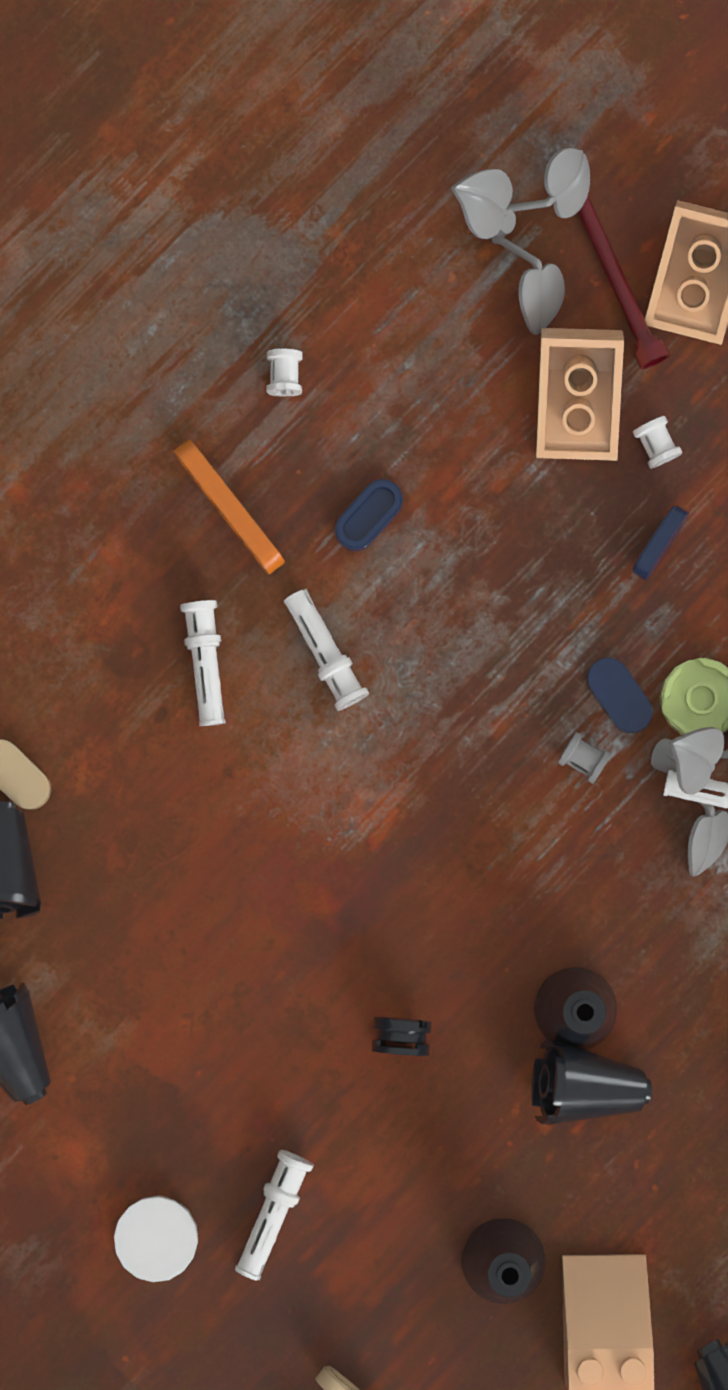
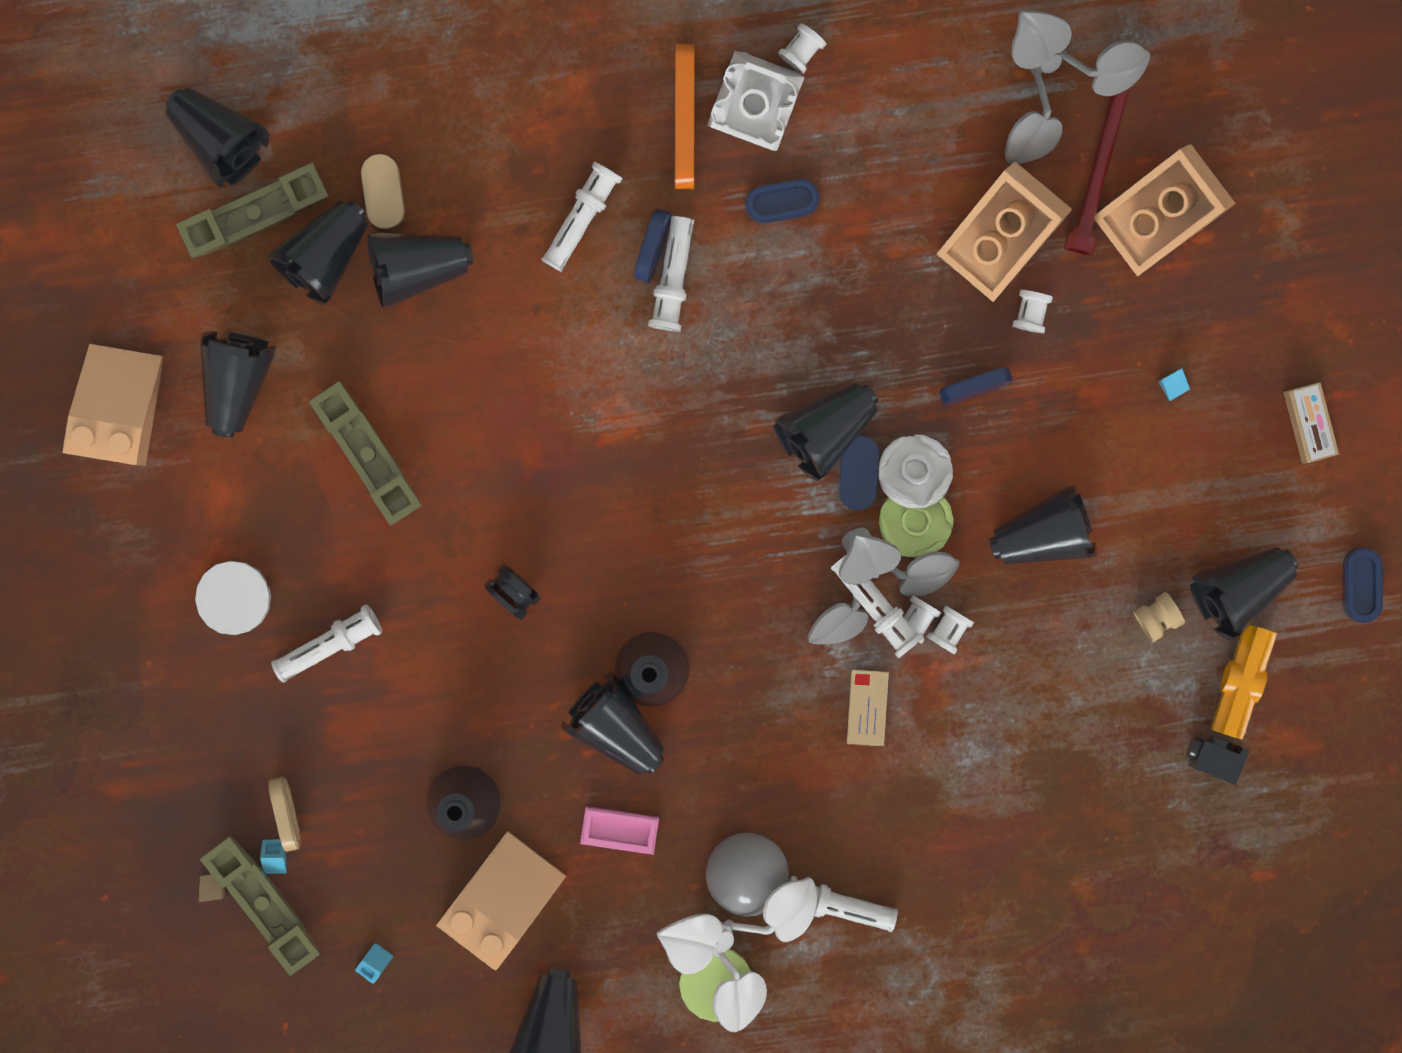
camera: 40 degrees right, 5 degrees up
(91, 814) = (414, 263): none -> black cone
(176, 1015) = (366, 453): none -> olive slope
(279, 447) = (755, 100): none -> white slope
(287, 638) = (652, 245): none -> dark blue tile
(561, 678) = (826, 427): none -> black cone
(584, 758) = (797, 497): light grey bush -> none
(660, 1175) = (619, 830): none -> bright pink tile
(667, 655) = (915, 471): none -> white tile

